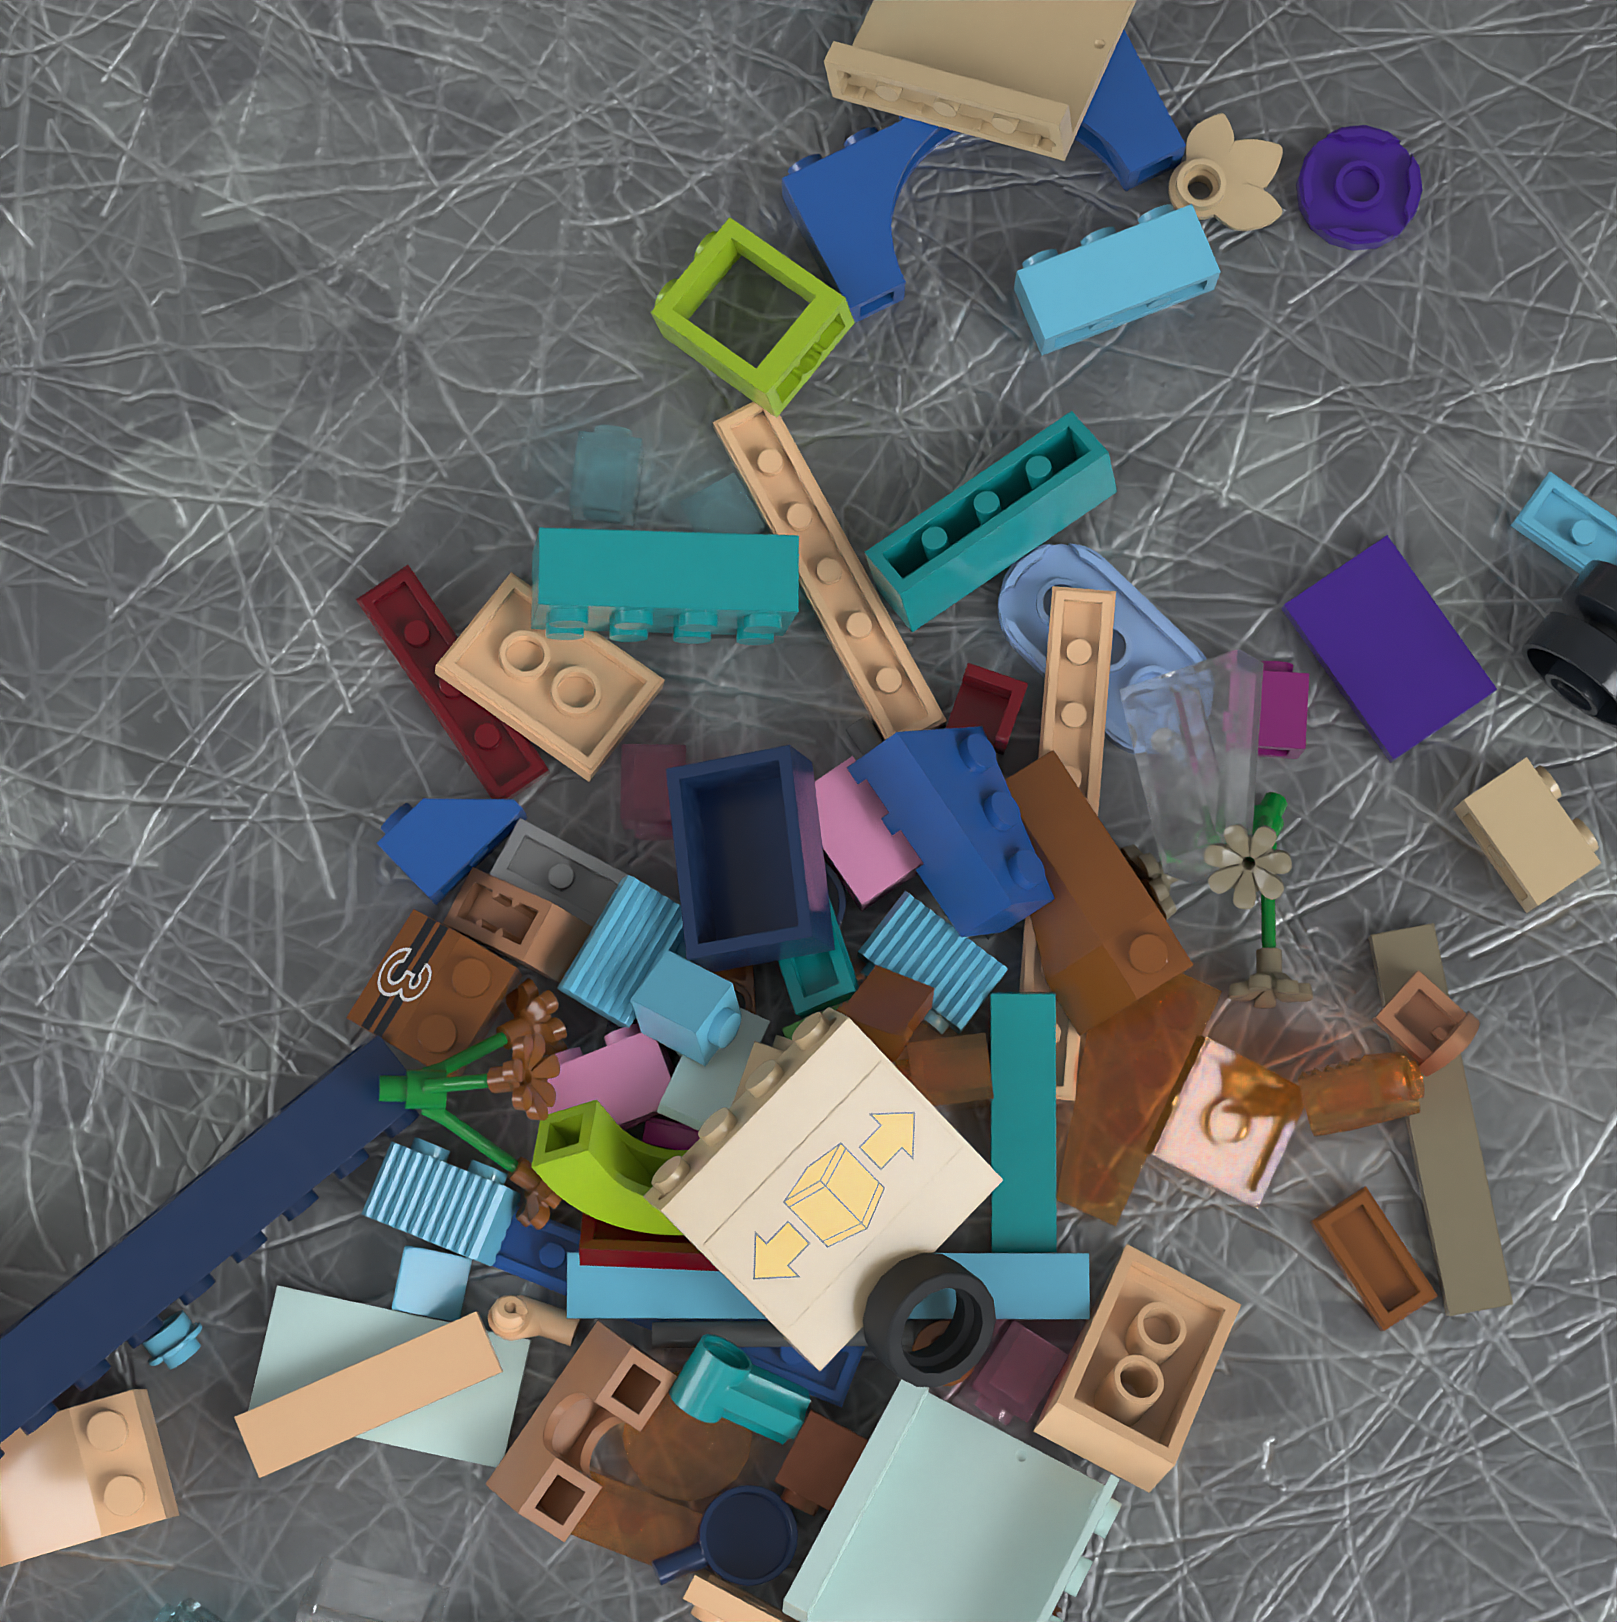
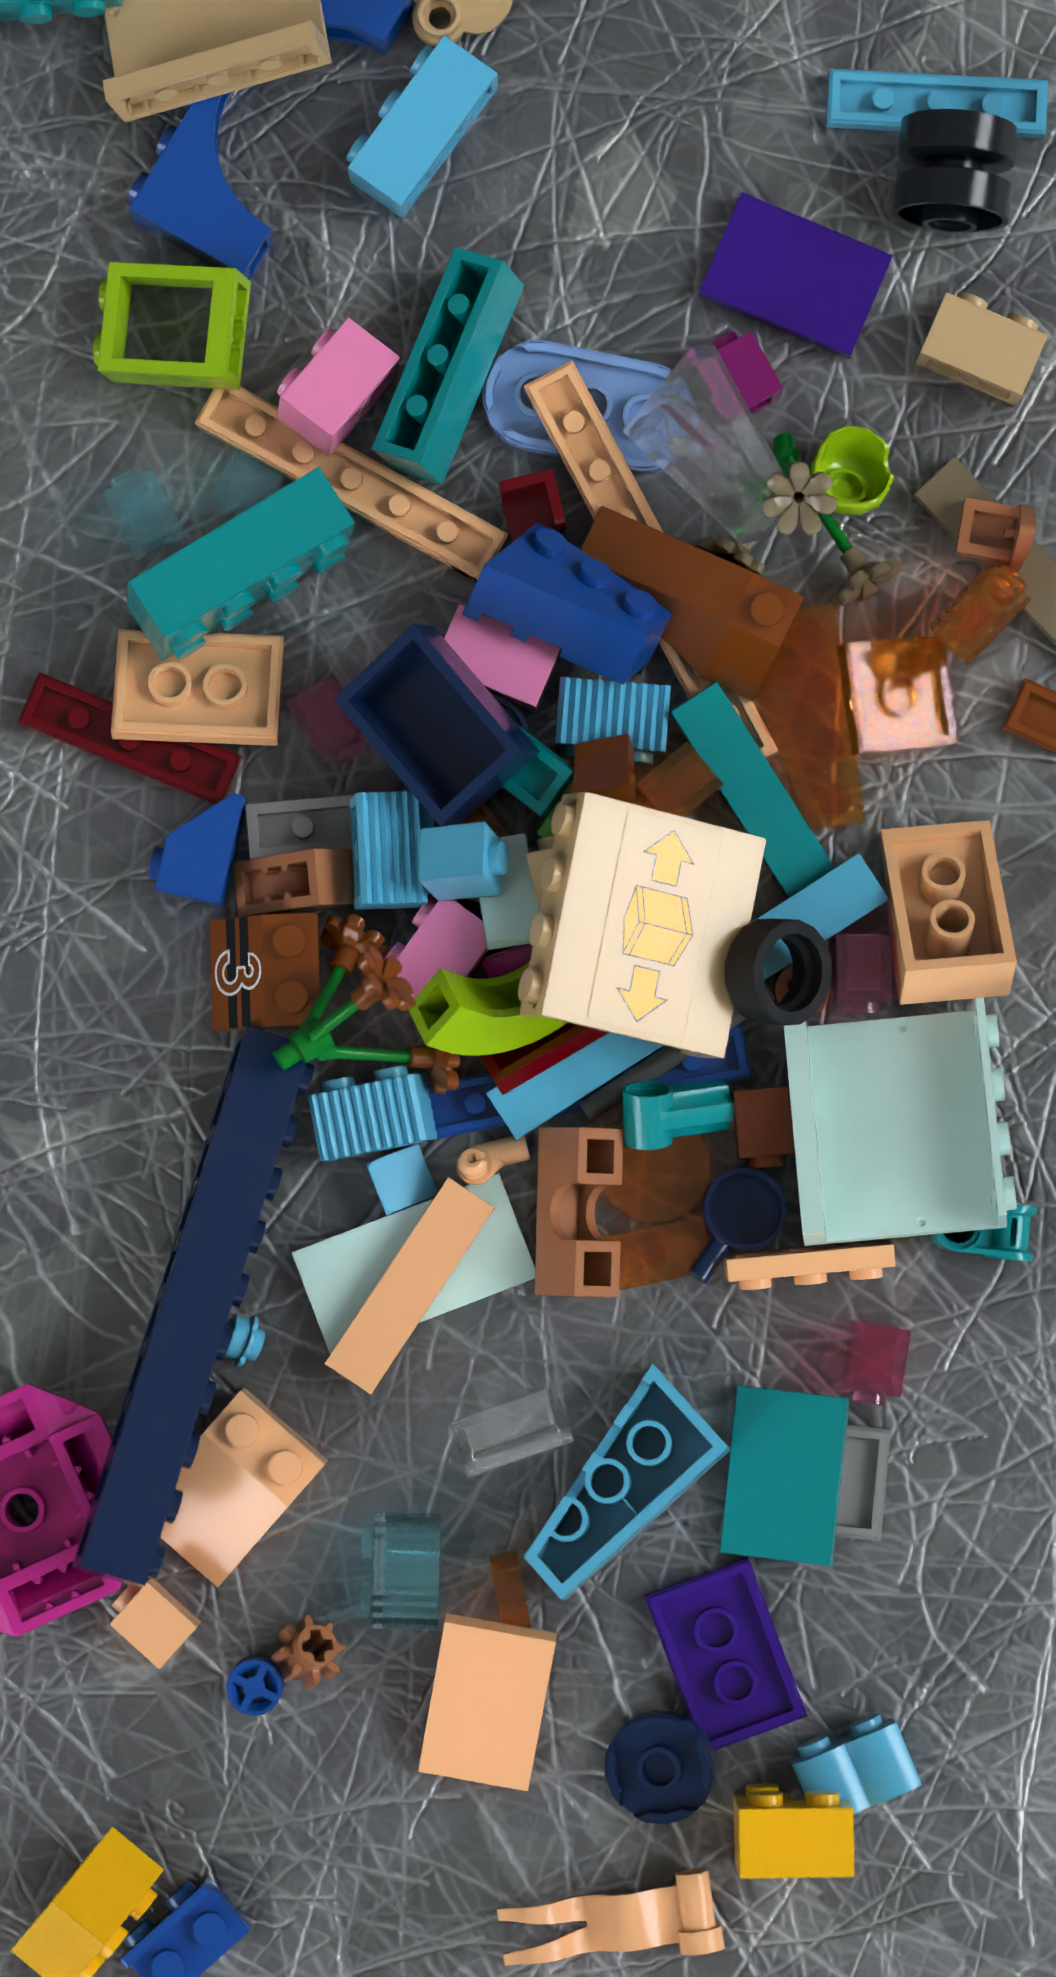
camera: 35 degrees left, 5 degrees up
(871, 472) = (336, 385): none -> bright pink brick
(1326, 872) = (858, 468): none -> lime hair

